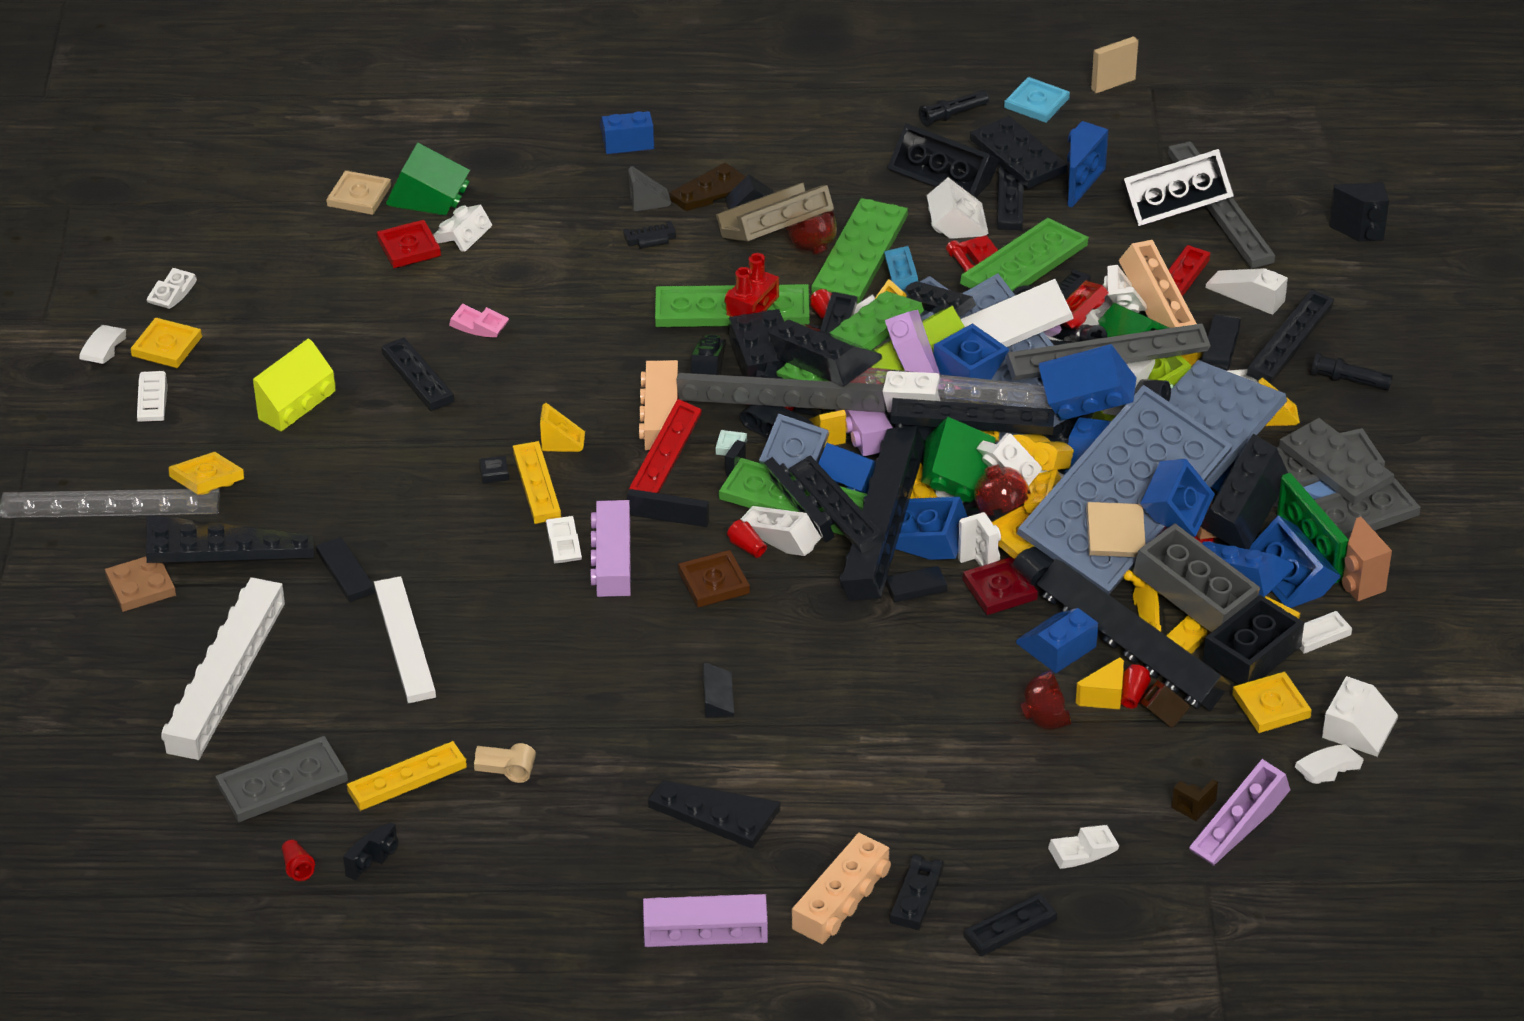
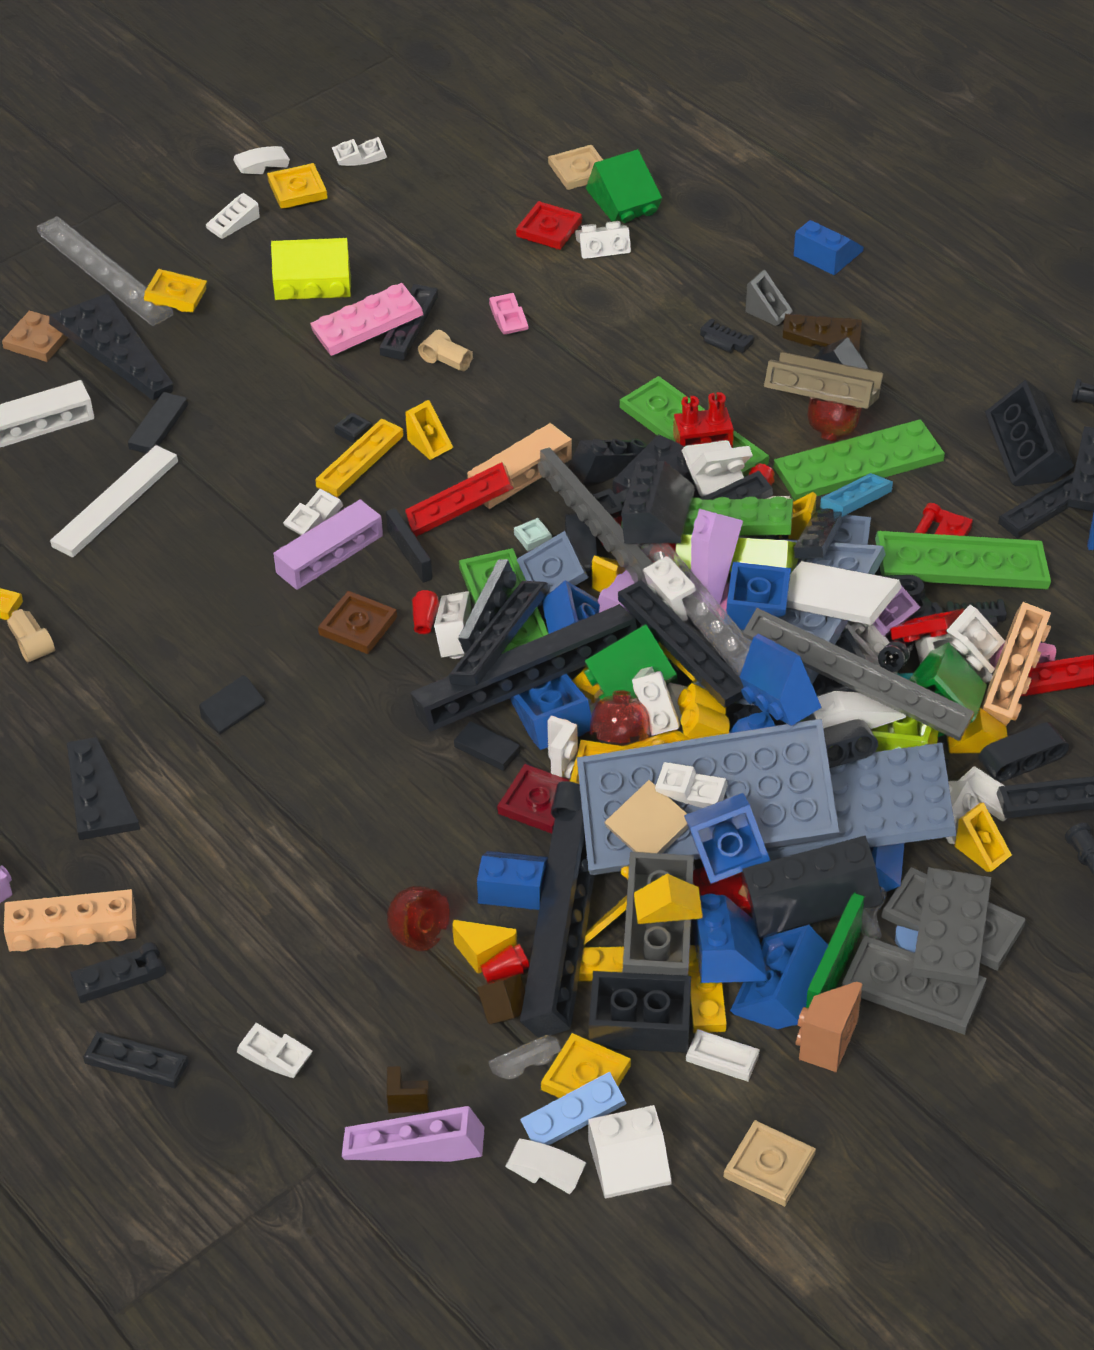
camera: 50 degrees right, 5 degrees up
(387, 392) = (366, 319): none -> bright pink plate
(472, 375) = (439, 347): none -> tan piece
(733, 456) = (511, 540): black tile -> none
(800, 308) = (715, 464): none -> white bracket
(956, 211) = (976, 484): white slope -> none
(1119, 486) = (686, 786): none -> white slope
(1201, 559) = (667, 901): none -> yellow slope
(1227, 721) = (536, 1052): none -> clear plate
(1301, 721) = (573, 1110): none -> light blue plate
(1429, 662) = (769, 1163): none -> tan tile

